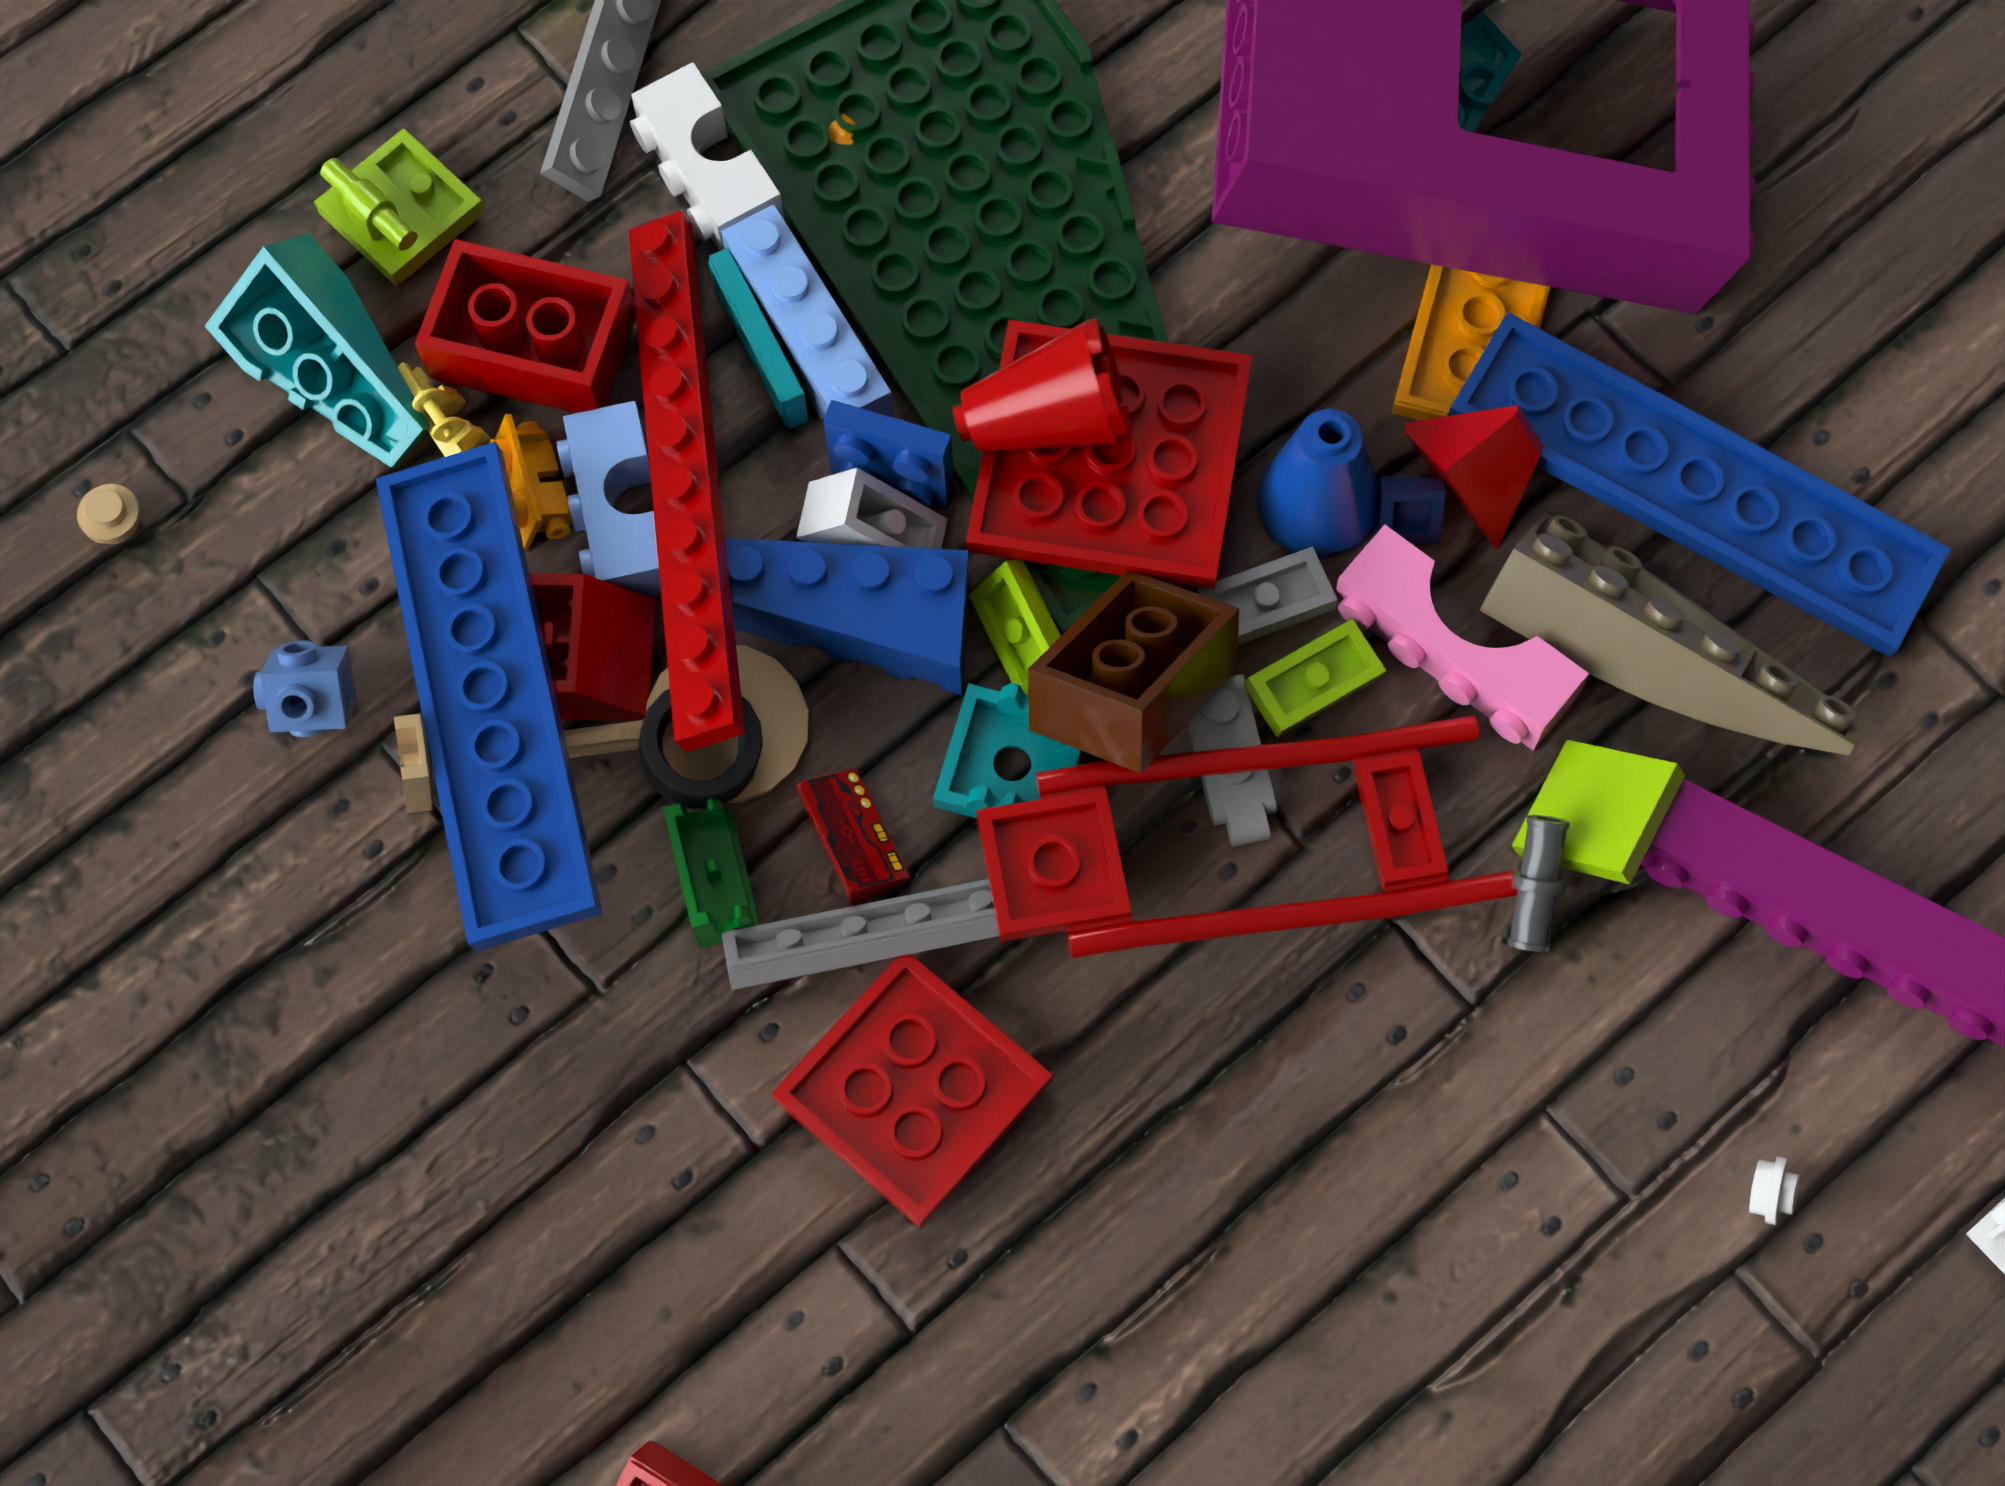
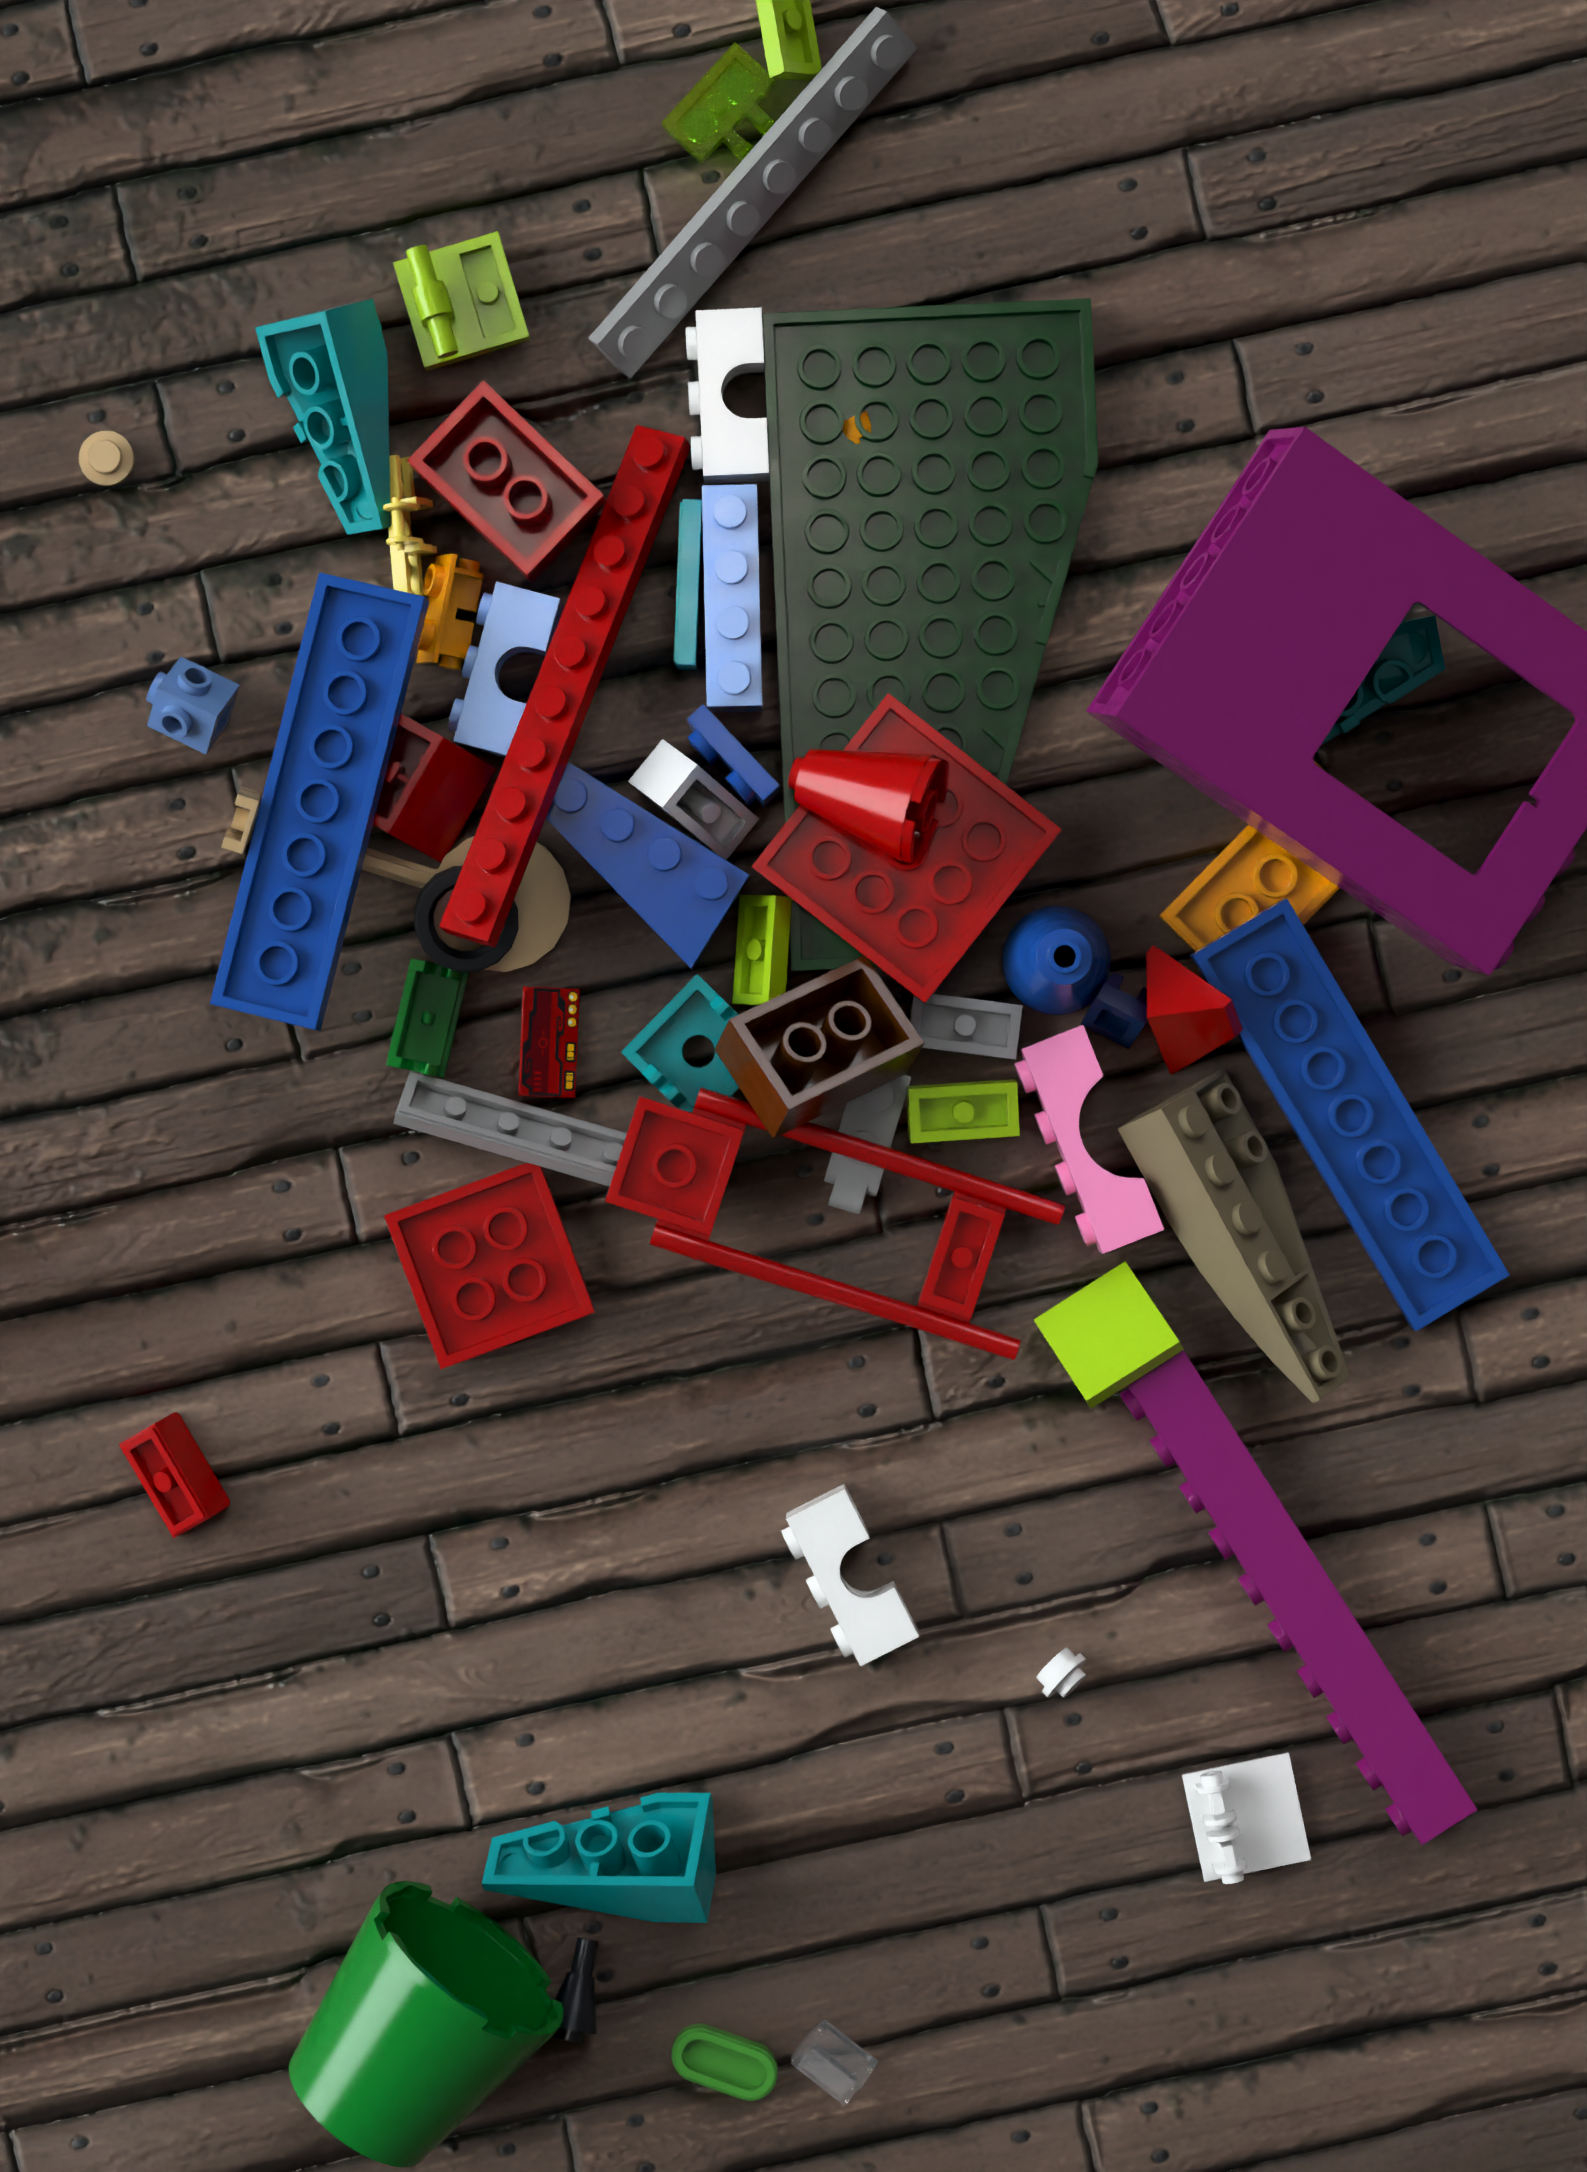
camera: 25 degrees right, 20 degrees up
(1529, 1248) = (868, 1620): none -> white arch
(1538, 883) = (1029, 1365): dark grey pin -> none

